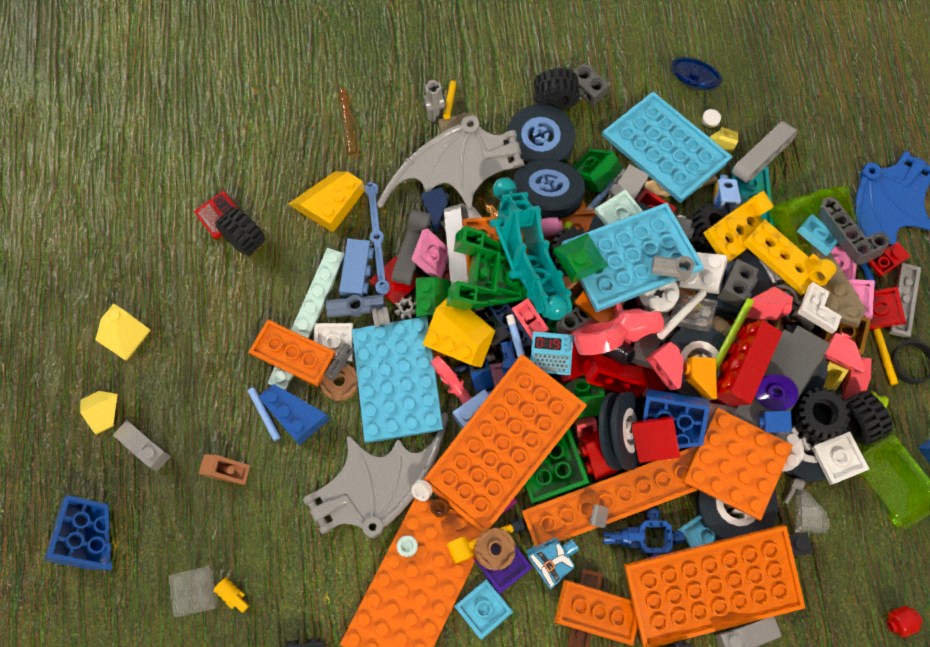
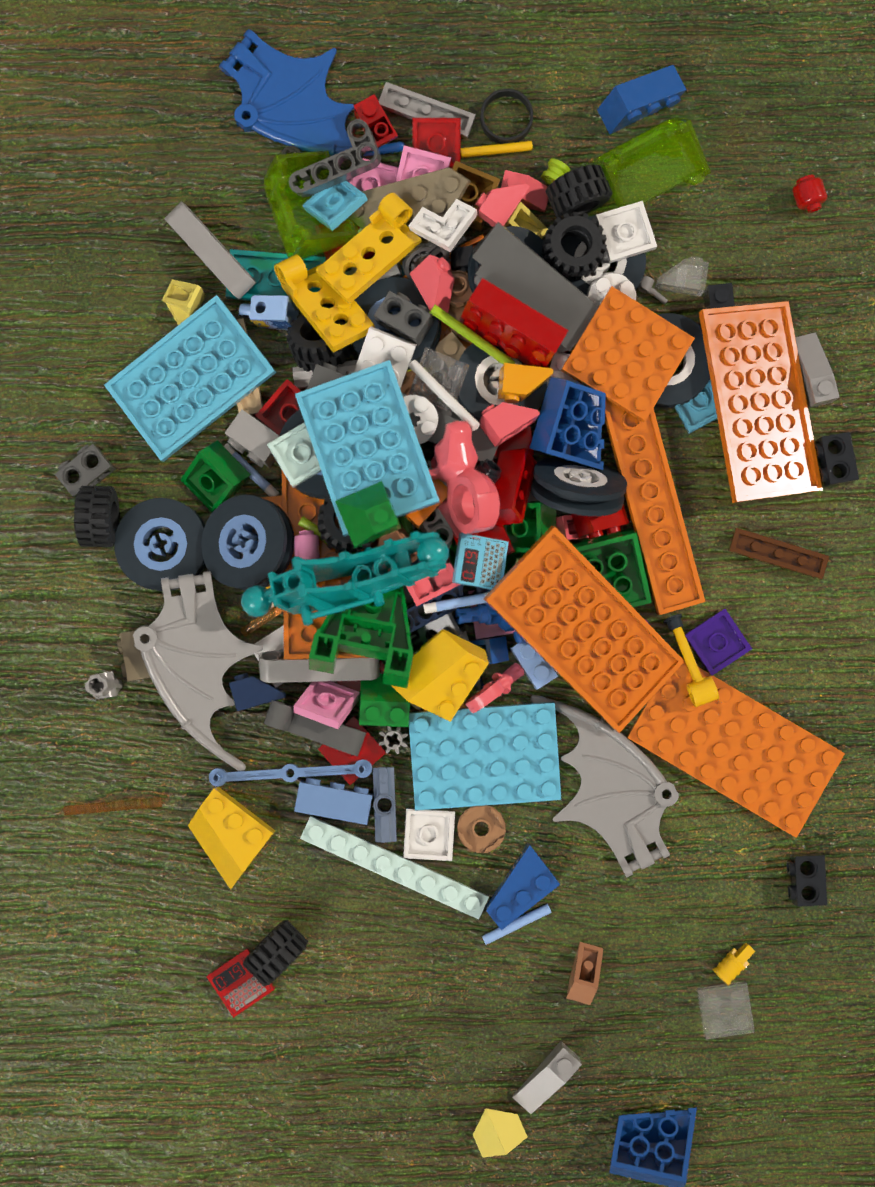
camera: 85 degrees left, 15 degrees up
(121, 332) = (398, 1108): light yellow slope -> none
(292, 352) = (444, 887): orange tile -> none
(339, 362) = (460, 827): dark grey axle -> none
(381, 317) = (405, 771): light grey wheel -> none
(407, 546) = (692, 754): light aqua tile -> none
(421, 490) = (629, 732): white tile -> none
(444, 502) = (656, 716): reddish brown axle -> none
(449, 101) = (95, 663): yellow bar -> none
(483, 552) = (694, 660): medium nougat tile -> none
(483, 609) = (765, 669): medium azure tile -> none
(553, 559) = (719, 584): torso -> none
(596, 612) = (781, 540): orange tile -> none
(599, 516) = (675, 525): light grey slope -> none
(635, 536) = (697, 484): blue piece -> none
(656, 439) = (593, 447): red tile -> none
(671, 267) = (391, 404): light grey piece -> none
(695, 74) = (83, 323): clear blue dish -> none
(711, 118) = (149, 311): white tile -> none
(775, 421) = (584, 302): blue brick -> none
(777, 399) = (552, 295): dark purple dish -> none

